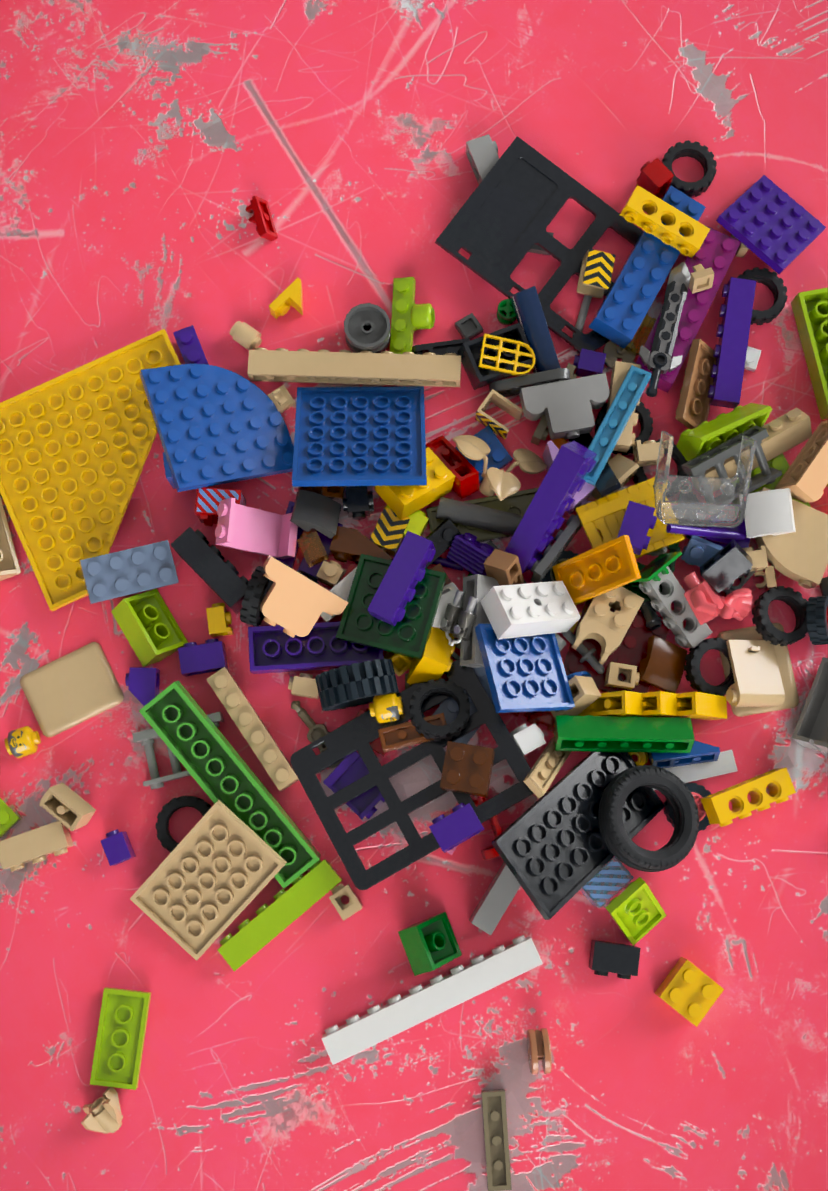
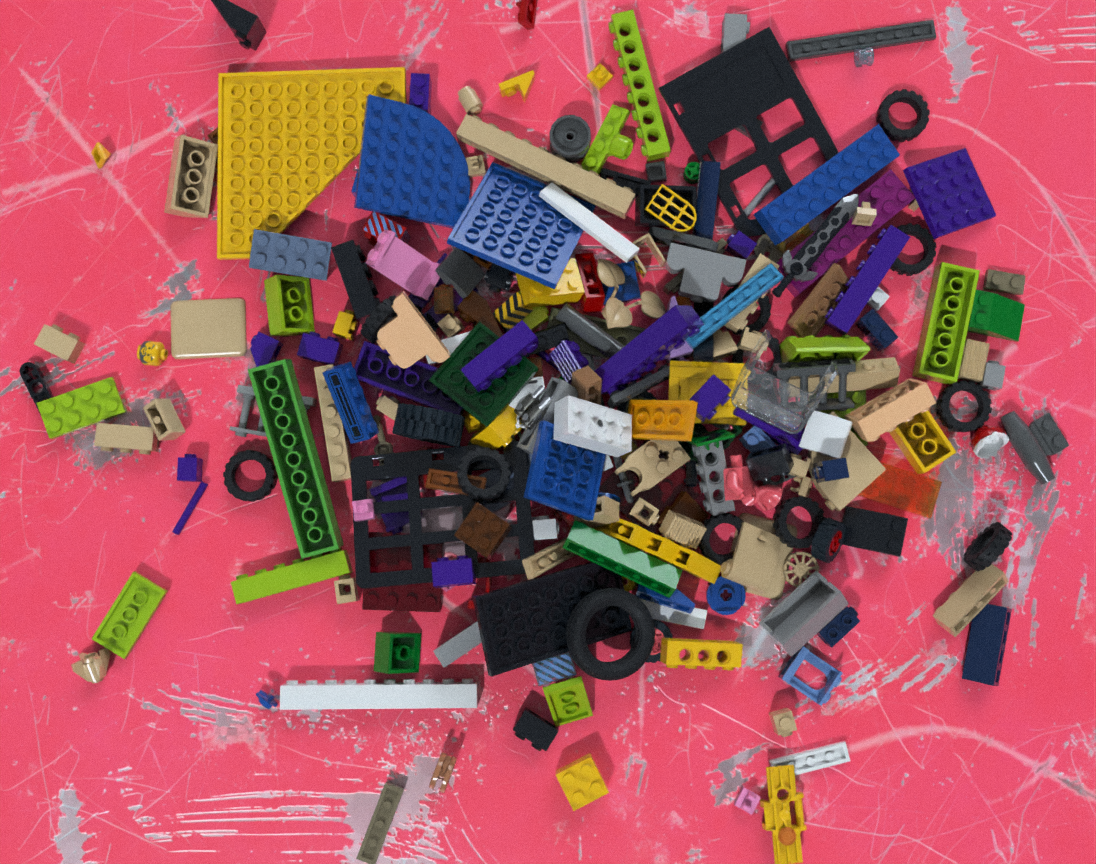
camera: 30 degrees right, 5 degrees up
(137, 881) = (190, 507): none -> dark purple bar
(208, 880) = (246, 525): tan plate -> none
(262, 698) = (350, 402): none -> blue brick
(312, 1062) = (266, 700): none -> blue piece
(328, 805) = (363, 510): none -> bright pink tile
(367, 257) = (599, 76): none -> yellow tile
(370, 192) = (626, 22): none -> lime brick
(386, 708) = (443, 454): yellow head -> none
(411, 881) = (404, 597): none -> dark red plate
(426, 404) = (589, 222): none -> white tile
(595, 273) = (780, 172): piece -> none
(611, 114) = (850, 41): none -> dark grey tile
(622, 128) = (863, 57): none -> clear light blue wheel
(655, 178) = (866, 114): red brick -> none
(660, 212) = (865, 155): yellow brick -> none
(669, 675) = (682, 529): none -> tan brick
(754, 729) = (717, 602): none -> blue plate
(765, 388) = (876, 330): none -> dark blue brick
(793, 546) = (830, 470): none -> dark blue brick
(804, 663) = (799, 569): none -> tan wheel

